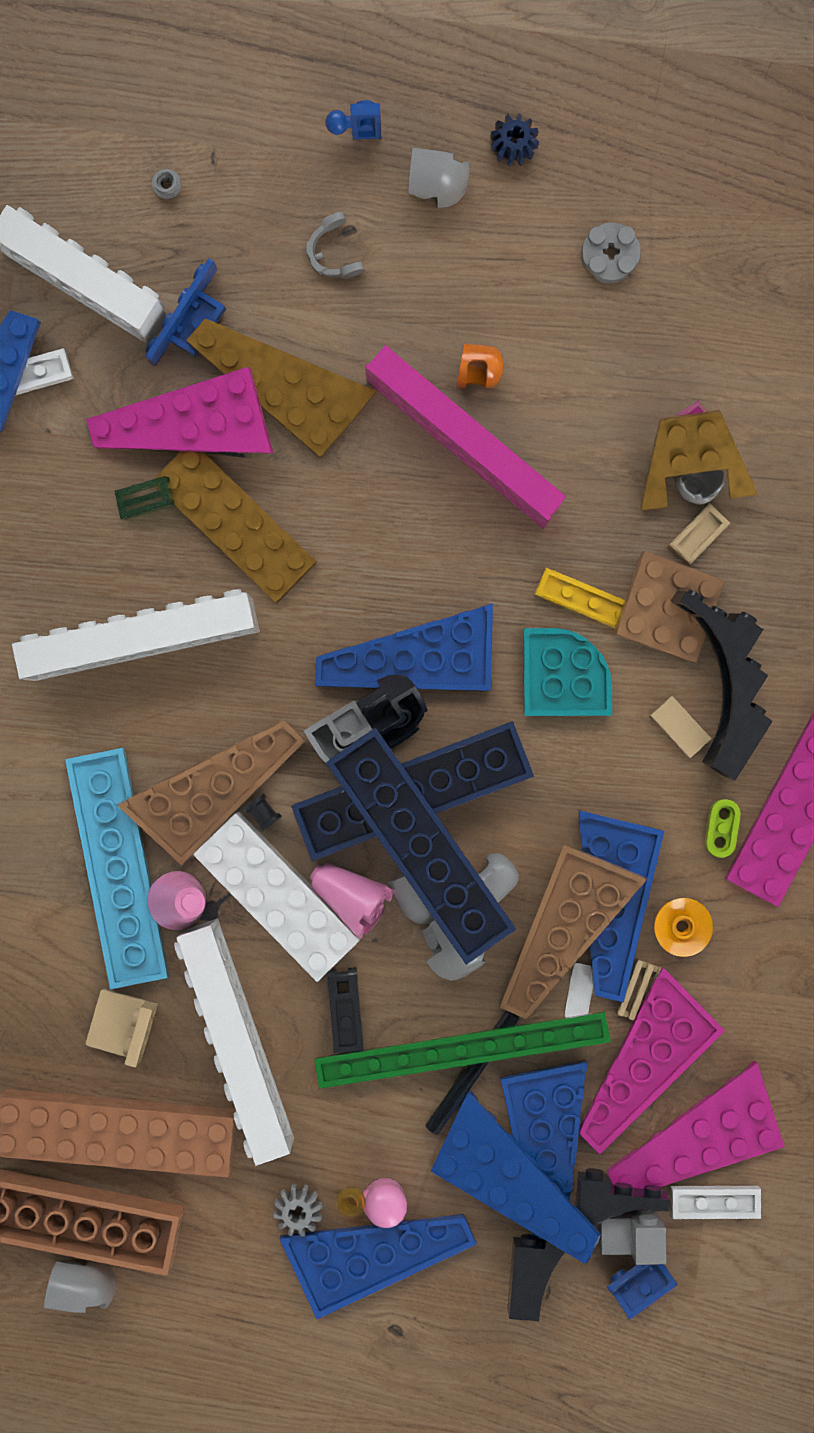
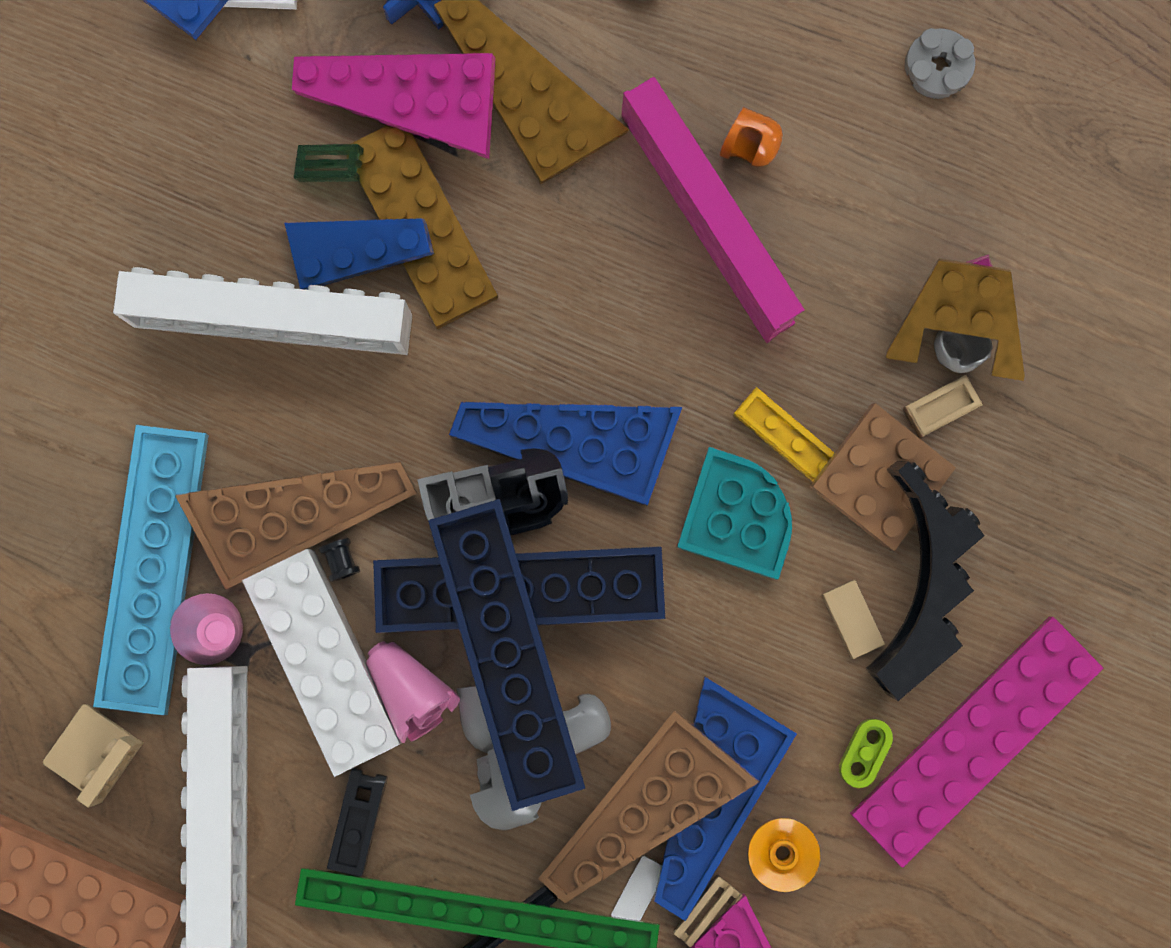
camera: 10 degrees right, 5 degrees down
(183, 563) = (348, 249): none -> blue wing

